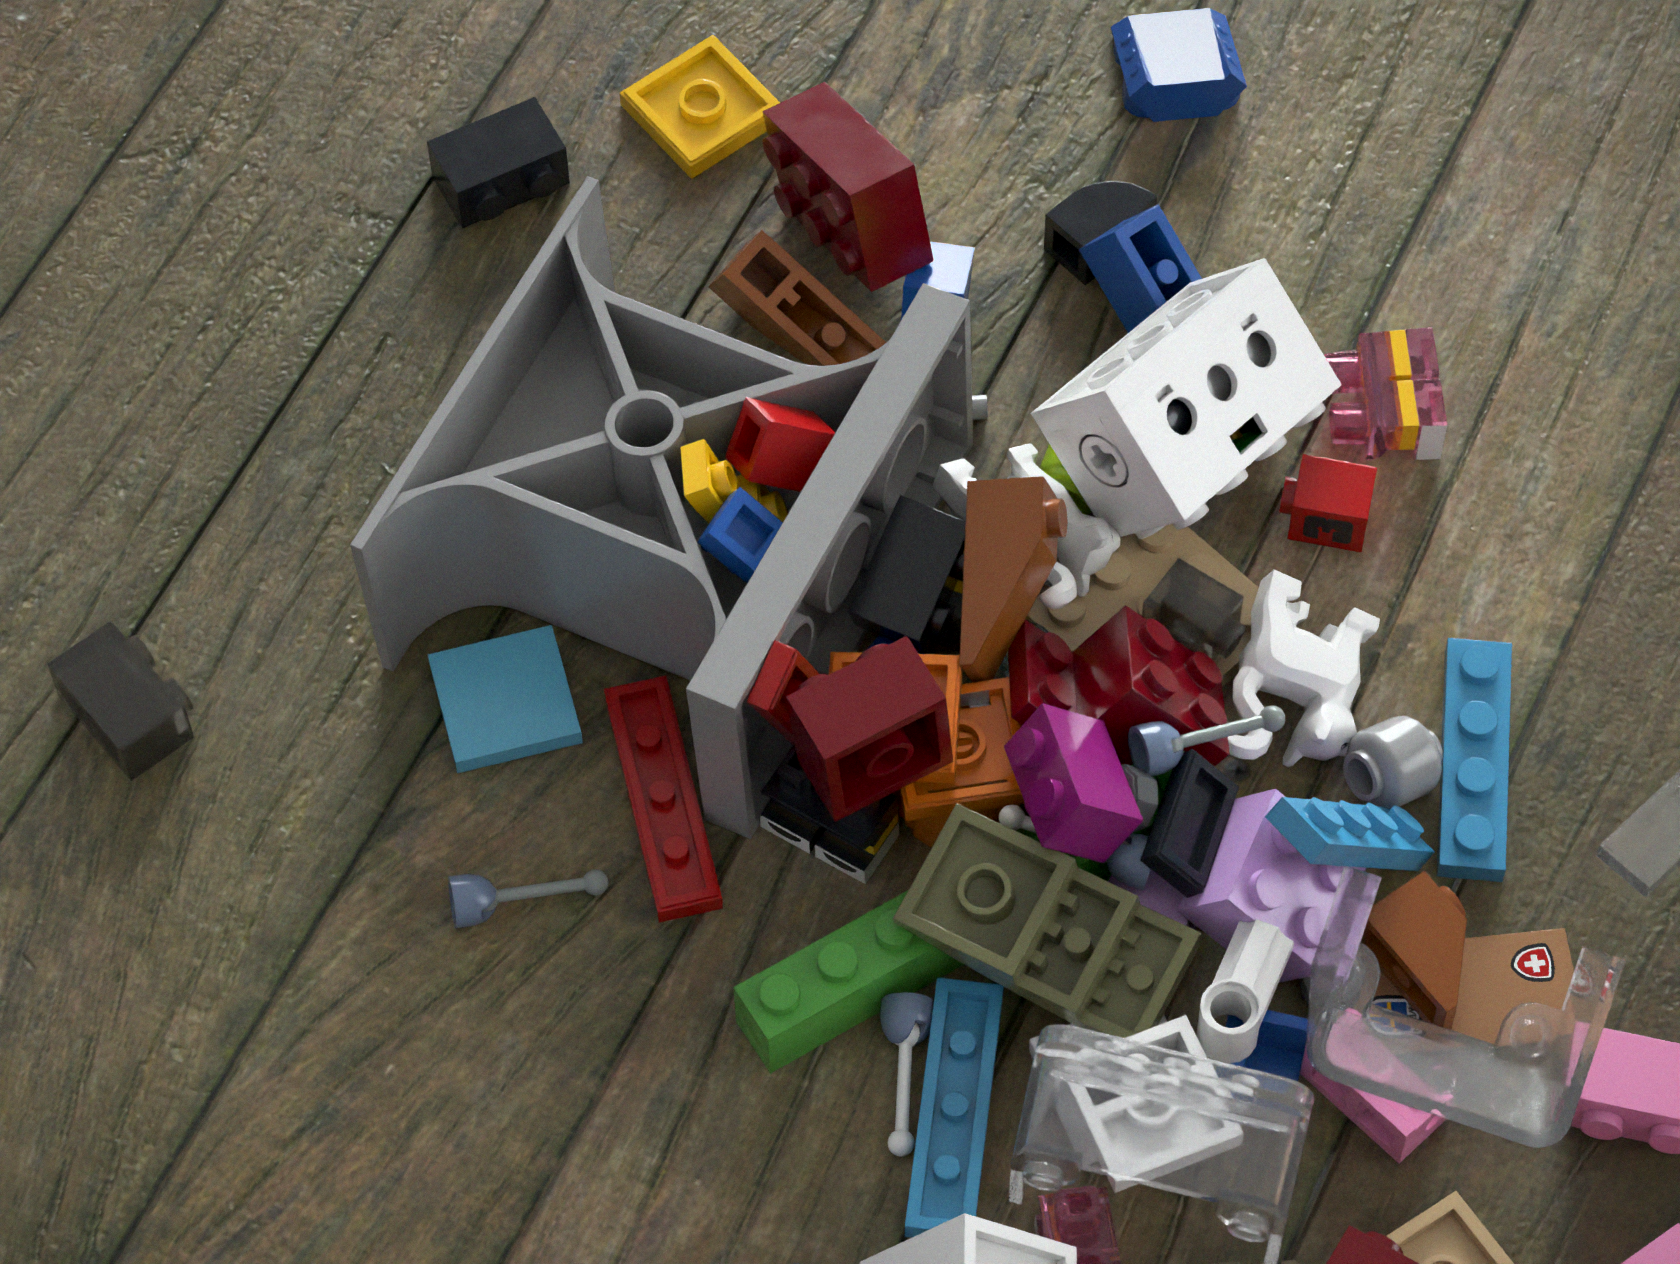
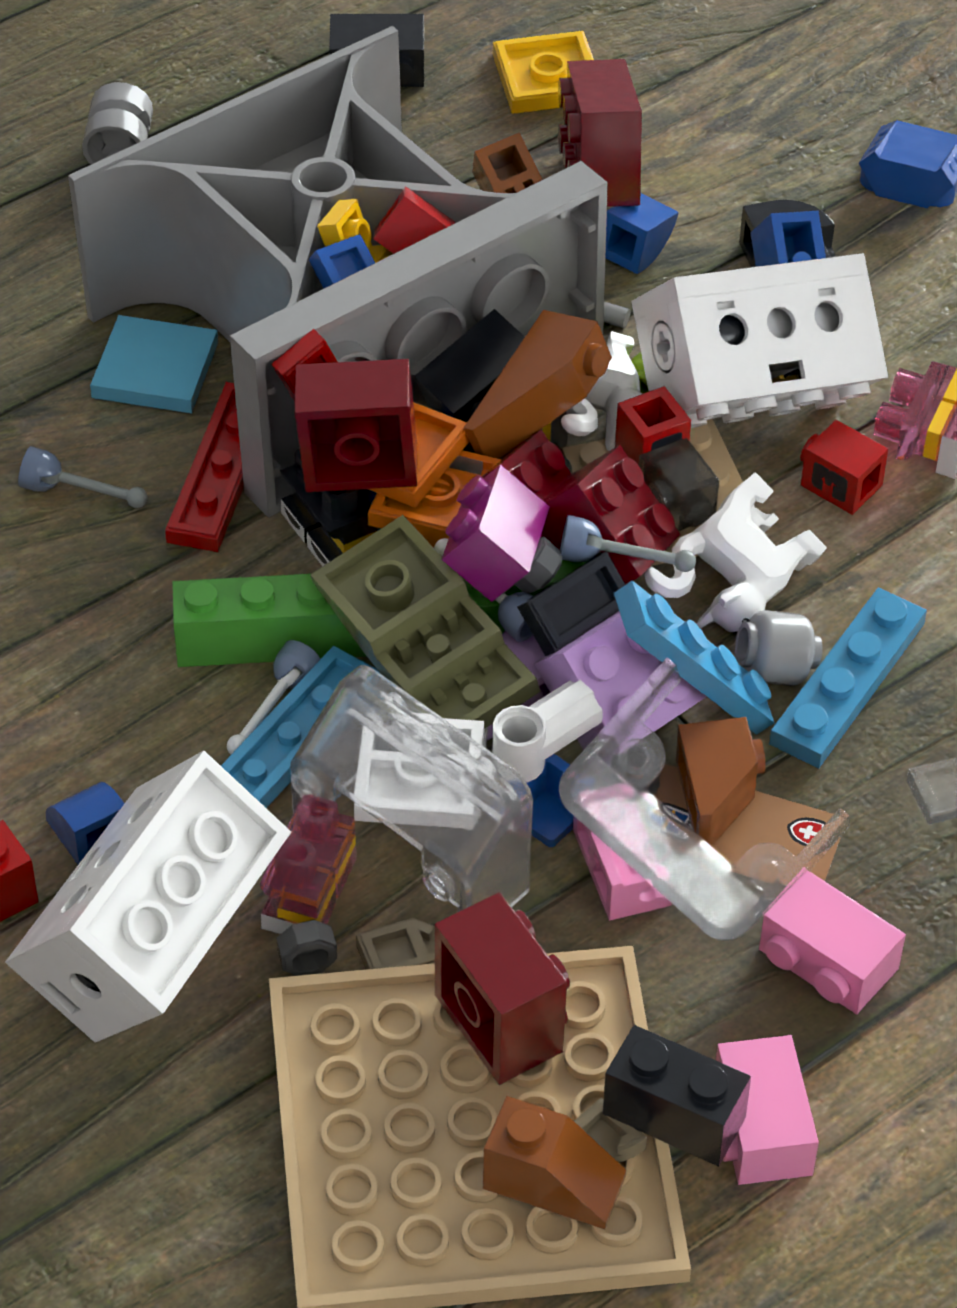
camera: 25 degrees right, 10 degrees down
(270, 402) = (117, 119): none -> light grey wheel
(1132, 561) = (650, 422): none -> red brick

